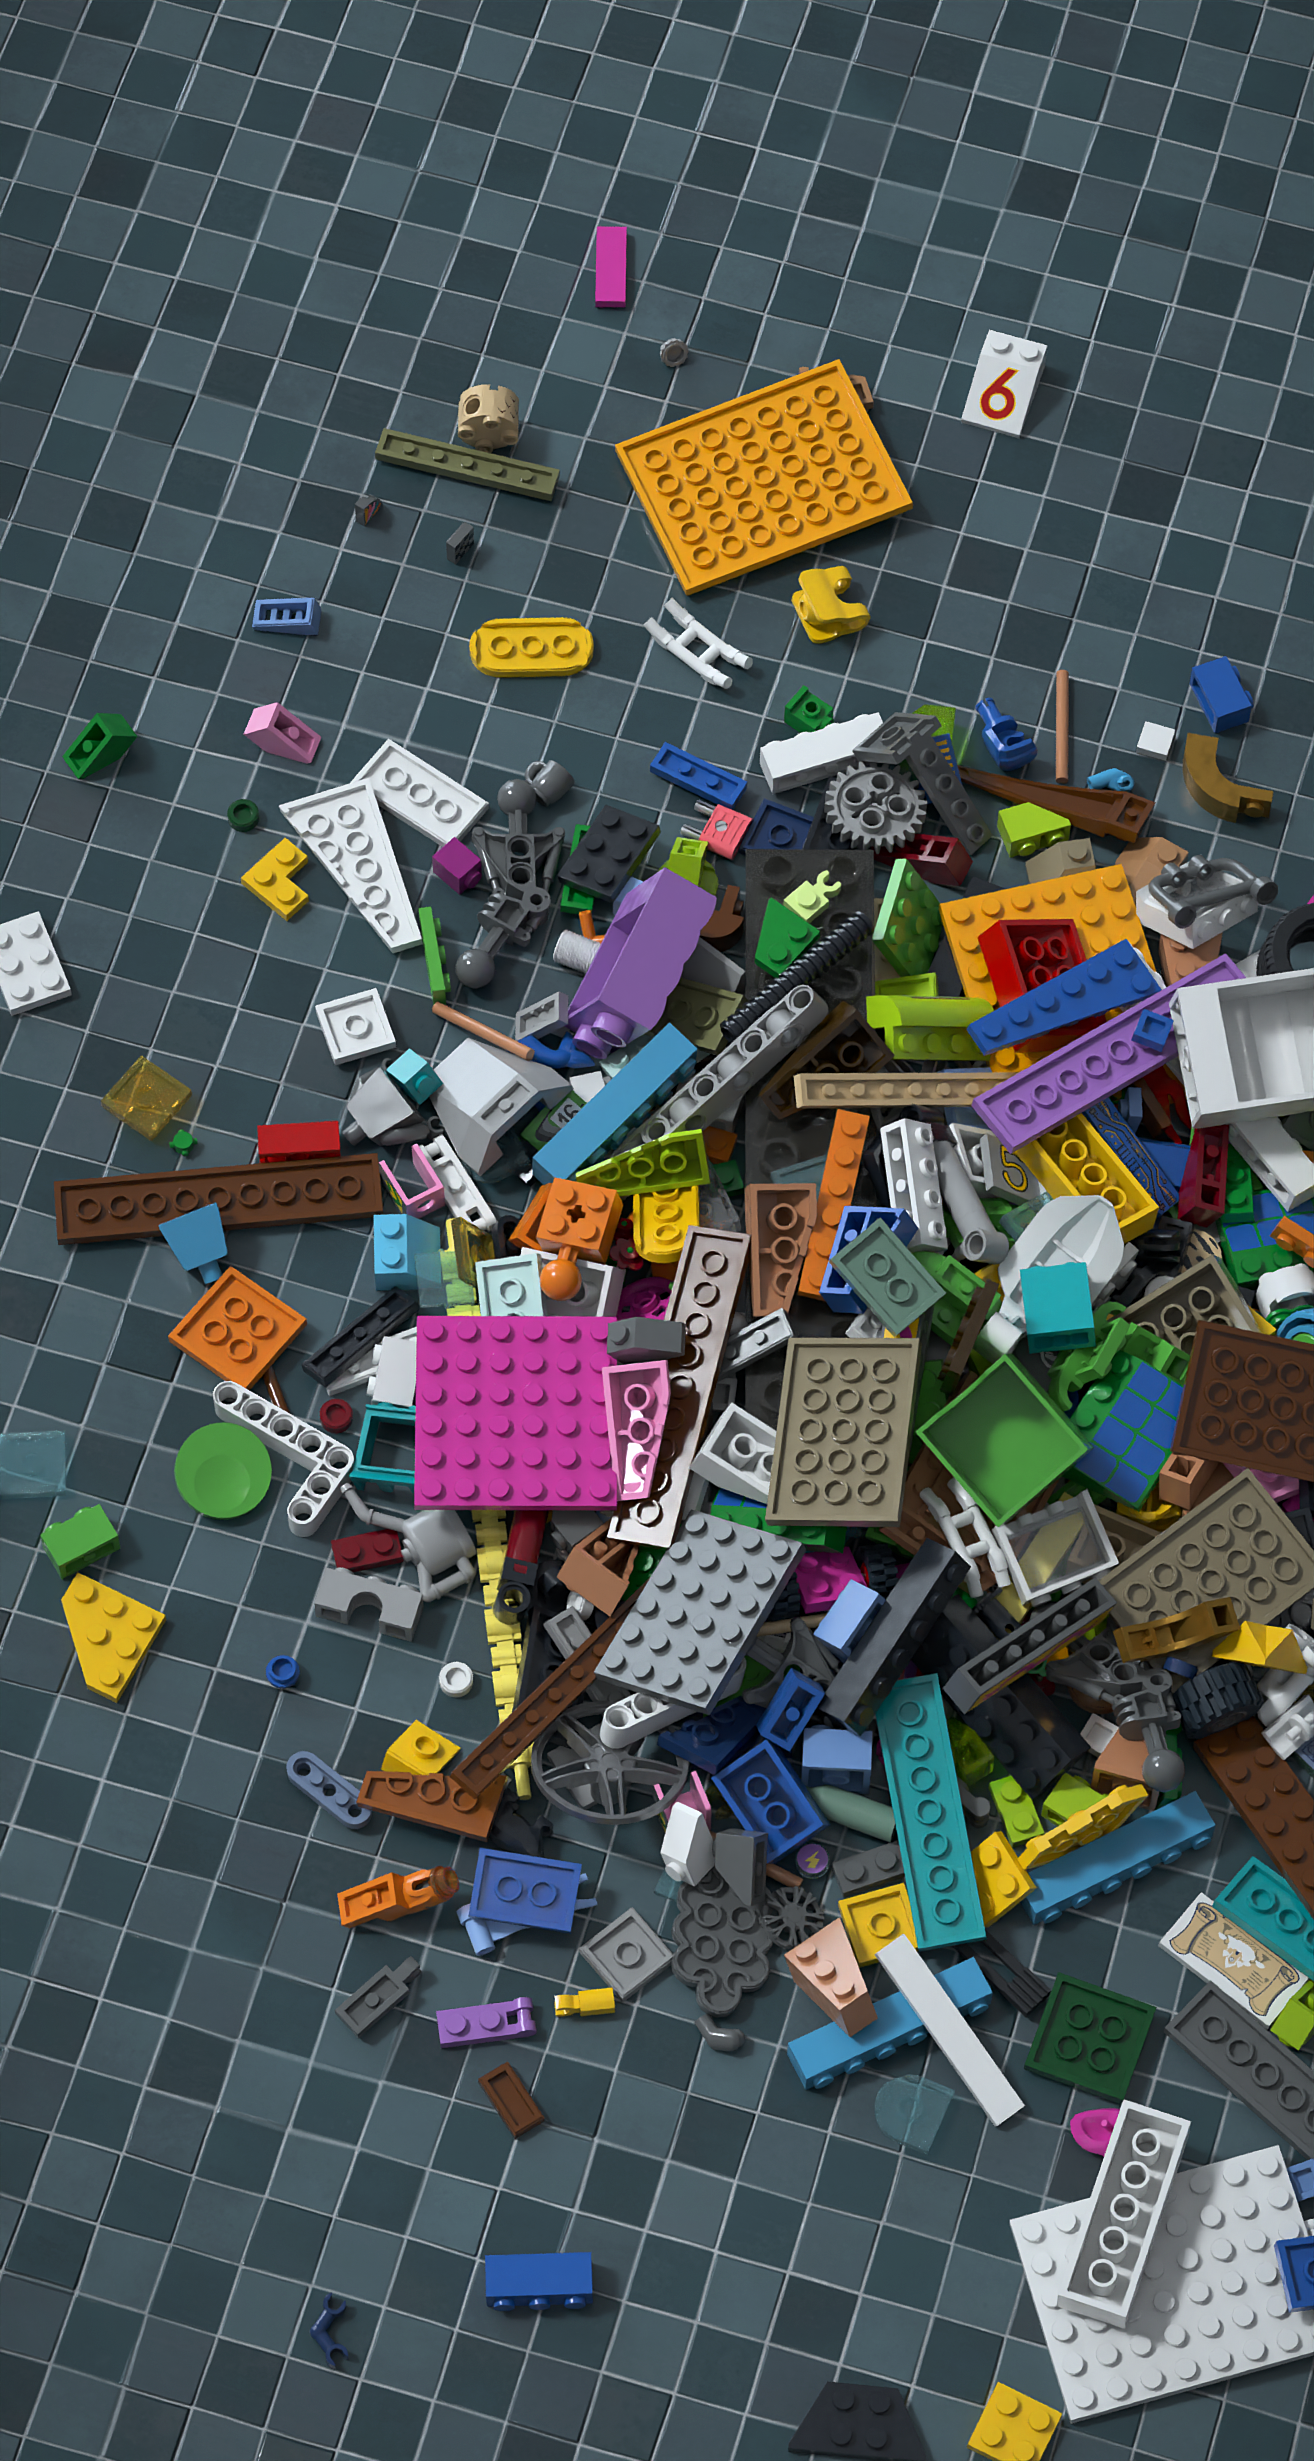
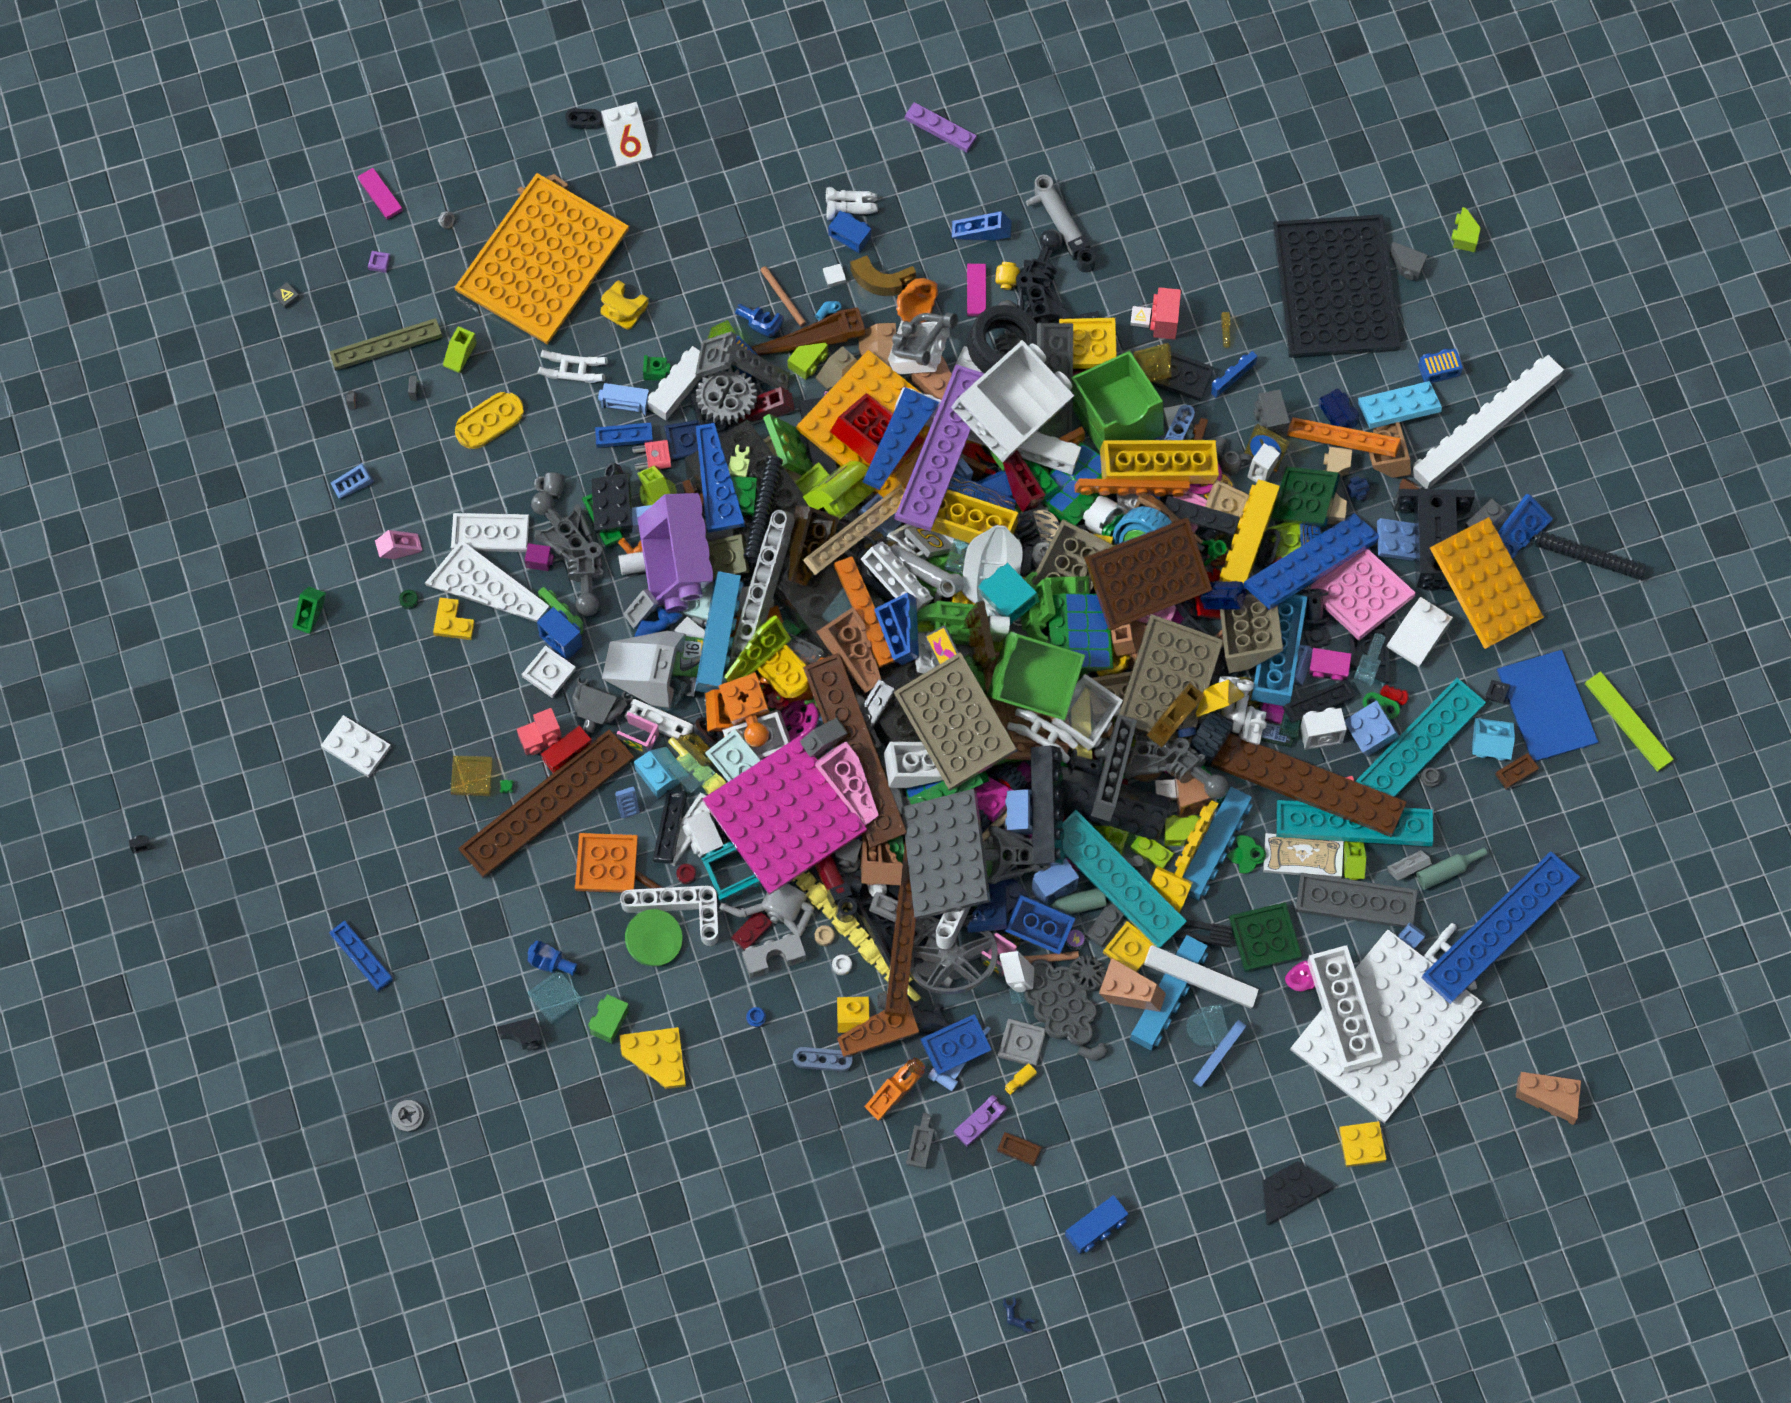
camera: 35 degrees left, 5 degrees up
(60, 1406) = (548, 959): none -> blue piece
(198, 1240) = (554, 830): dark azure torso -> none
(280, 1098) = (541, 733): none -> coral brick
(325, 1265) = (627, 802): none -> medium blue slope
(385, 323) = (286, 295): none -> dark grey tile
(406, 982) = (560, 633): none -> blue brick
(414, 1076) = (599, 678): teal brick -> none
(462, 1623) = (824, 935): none -> tan tile
(483, 1031) = (617, 633): nougat bar -> none
(488, 417) = (381, 313): tan brick -> none
(542, 353) = (379, 261): none -> medium lavender tile
(559, 528) = (459, 349): none -> lime slope
(649, 812) = (613, 469): none -> black tile
(734, 726) = (624, 398): none -> light blue window
(742, 1862) = (1048, 962): dark grey slope -> none
(752, 917) = (719, 494): none -> blue wing
(790, 1709) = (1020, 873): blue brick -> none
(887, 1277) = (924, 631): sand green plate -> none
(897, 2156) = (1219, 1053): none -> medium blue beam
(963, 329) = (584, 117): none -> black plate
(1147, 1903) = (1244, 854): none -> green plate
(1152, 1030) = (953, 425): blue plate -> none
(1247, 836) = (917, 299): none -> orange piece
(1266, 669) = (862, 202): none -> white piece

